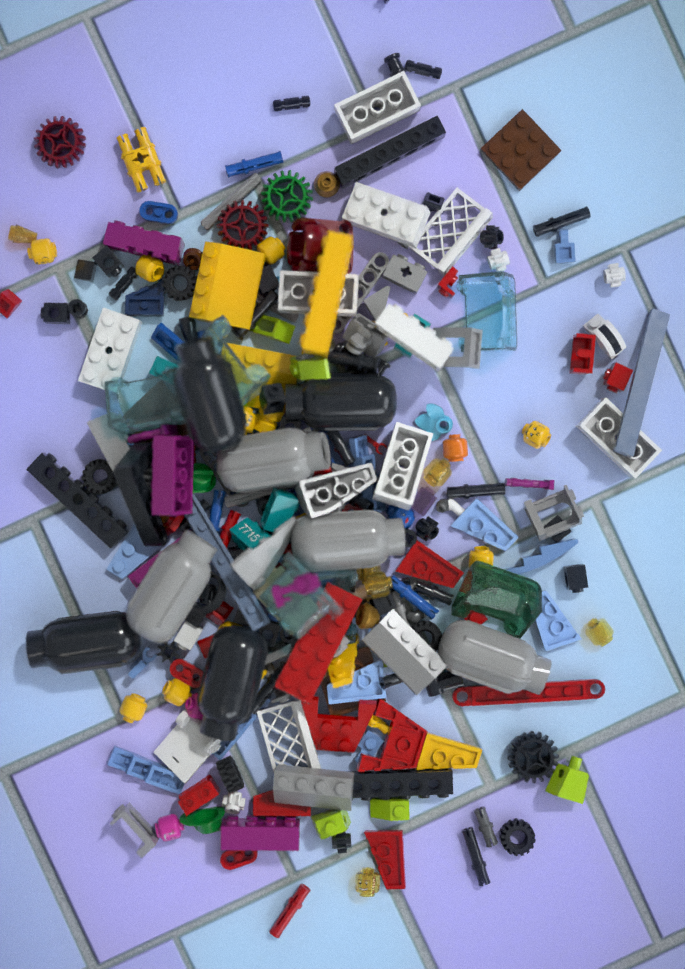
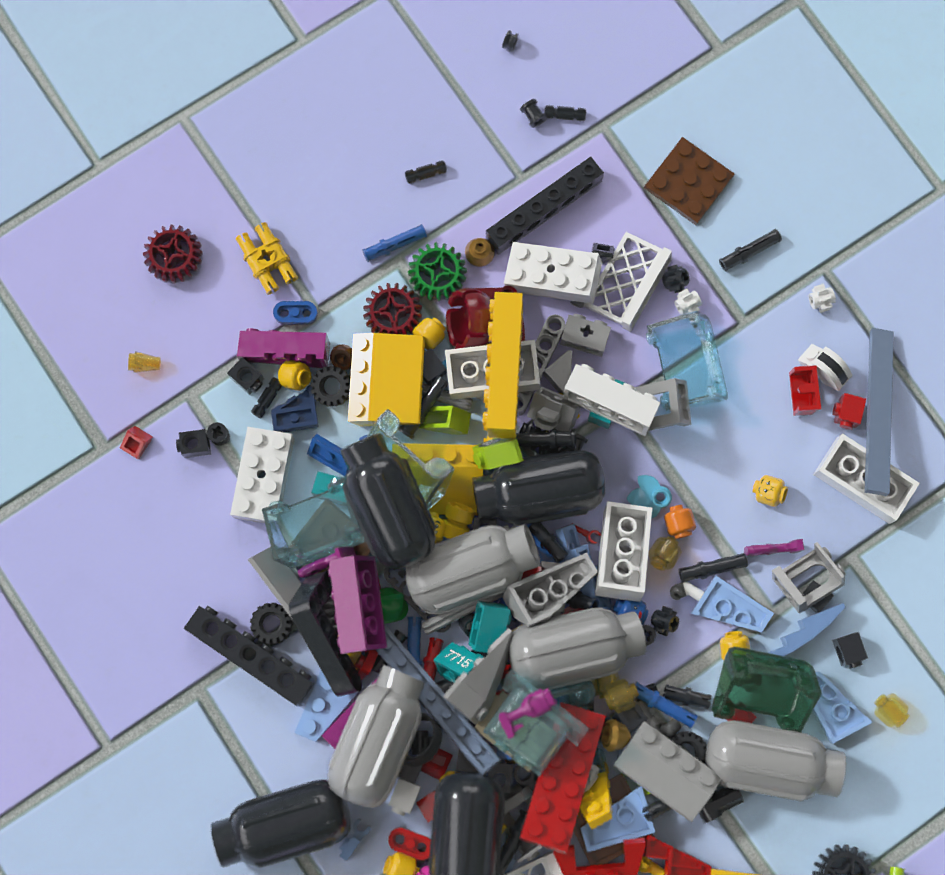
camera: 15 degrees left, 10 degrees down
(42, 251) = (169, 376): yellow head -> none
(85, 270) = (221, 390): black slope -> none
(165, 655) = (385, 813): black gear -> none
(188, 328) = (347, 433): black cone -> none
(236, 196) = (381, 279): light grey axle -> none
(272, 398) = (459, 496): black brick -> none
(392, 96) = (536, 145): white brick -> none
(423, 500) = (655, 588): clear purple brick -> none
(429, 566) = (675, 665): red wing -> none
(449, 279) = (636, 332): red bracket -> none
(553, 691) = (852, 792): red plate -> none
(564, 251) = (760, 281): medium blue plate -> none

